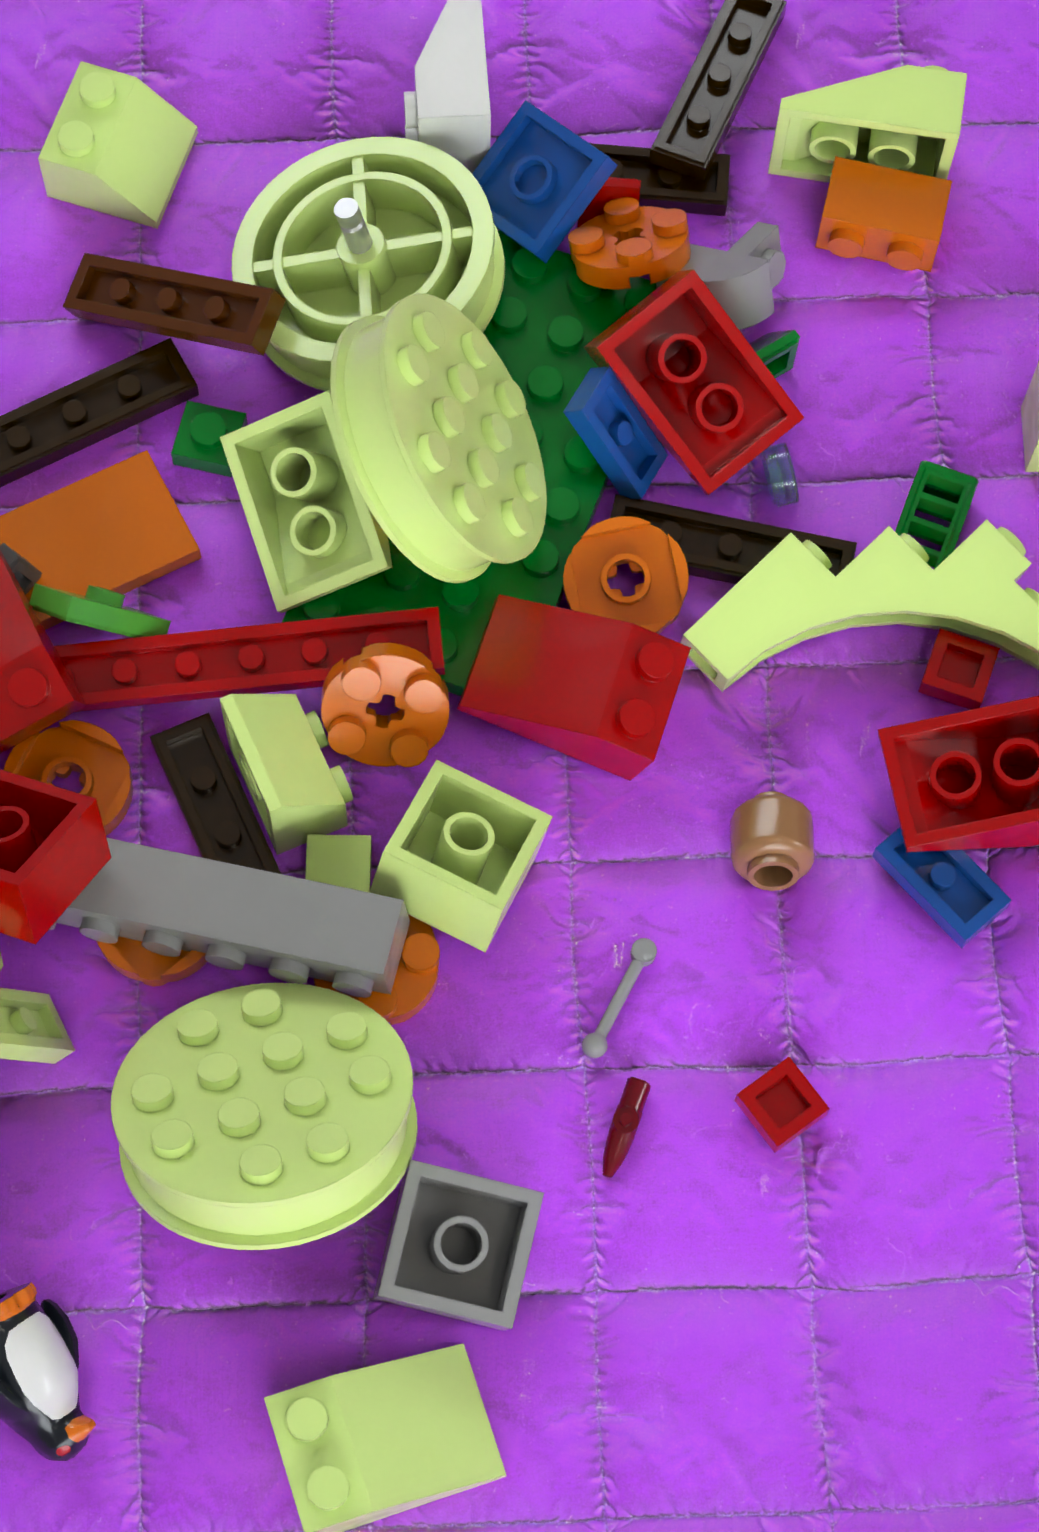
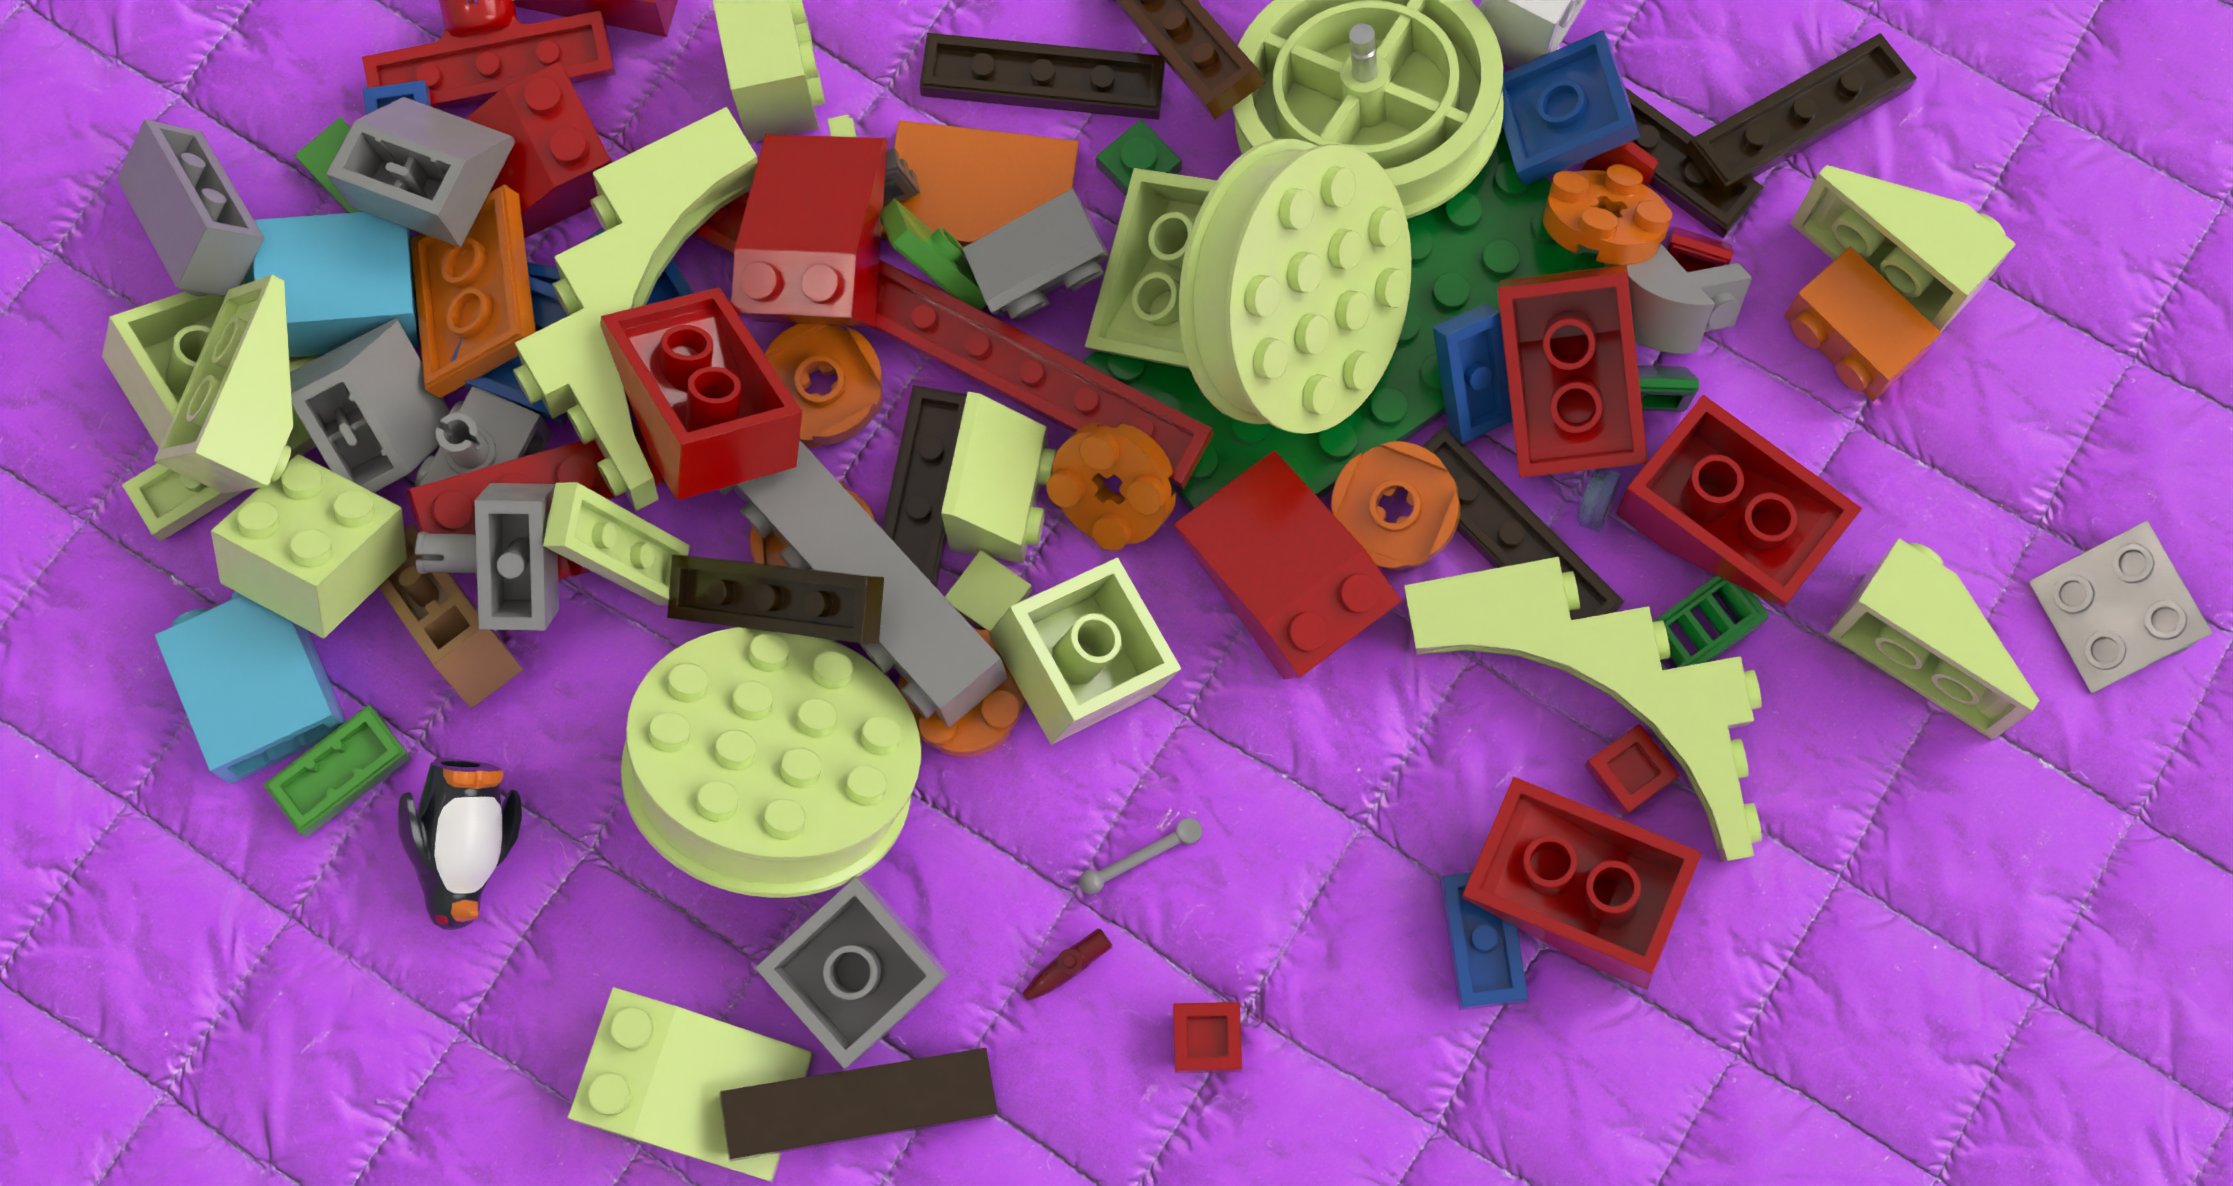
camera: 40 degrees right, 5 degrees up
(170, 979) = (776, 598): none -> dark brown plate
(187, 555) = (1037, 255): none -> light grey slope
(536, 1356) = (857, 1104): none -> dark brown tile
(720, 233) = (1697, 251): none -> red slope
(772, 840) = (1359, 810): medium nougat head -> none
(894, 409) = (1736, 505): none -> red slope

